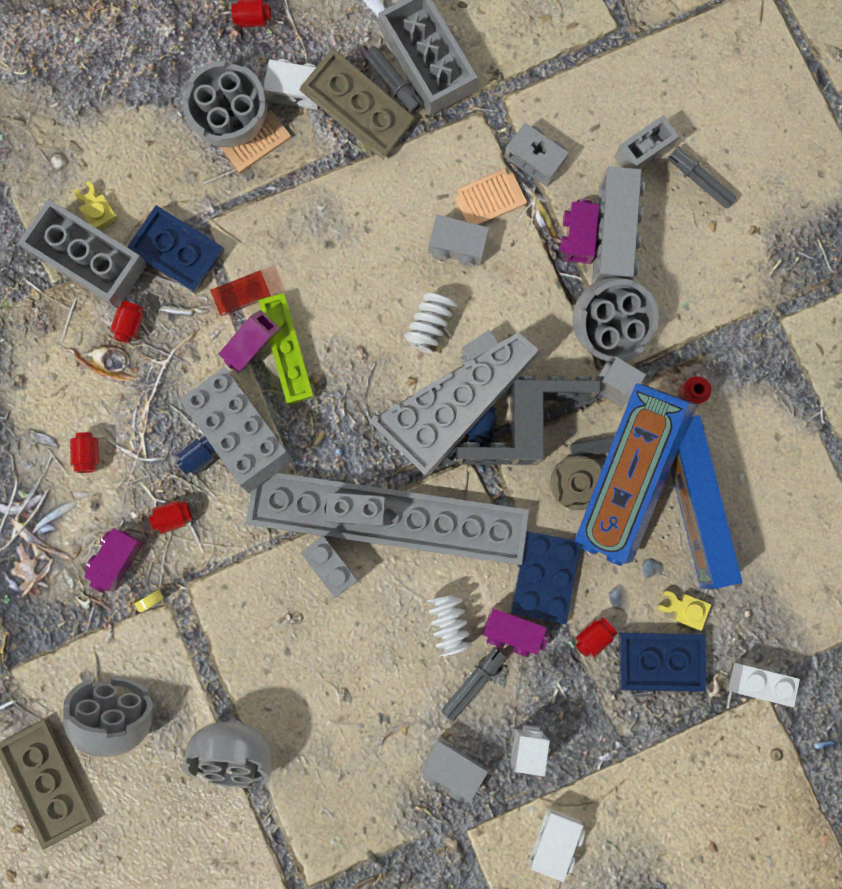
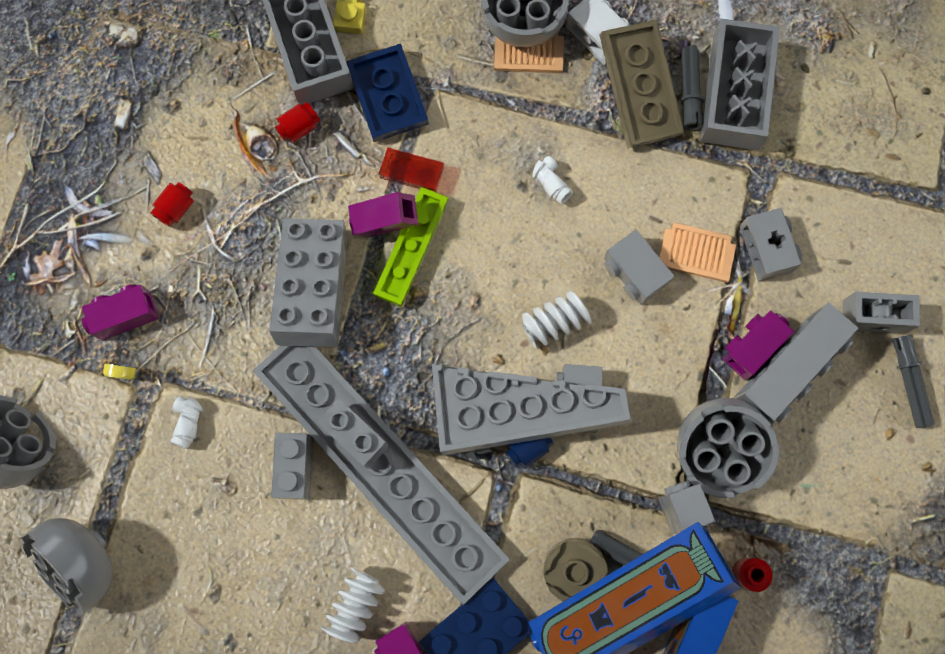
camera: 45 degrees right, 5 degrees down
(170, 516) = (197, 313): red brick -> none
(196, 456) = (257, 279): dark blue brick -> none
(231, 600) = (186, 426): none -> white arm
(350, 226) = (552, 184): none -> white arm
(527, 420) = (572, 476): dark grey bracket -> none

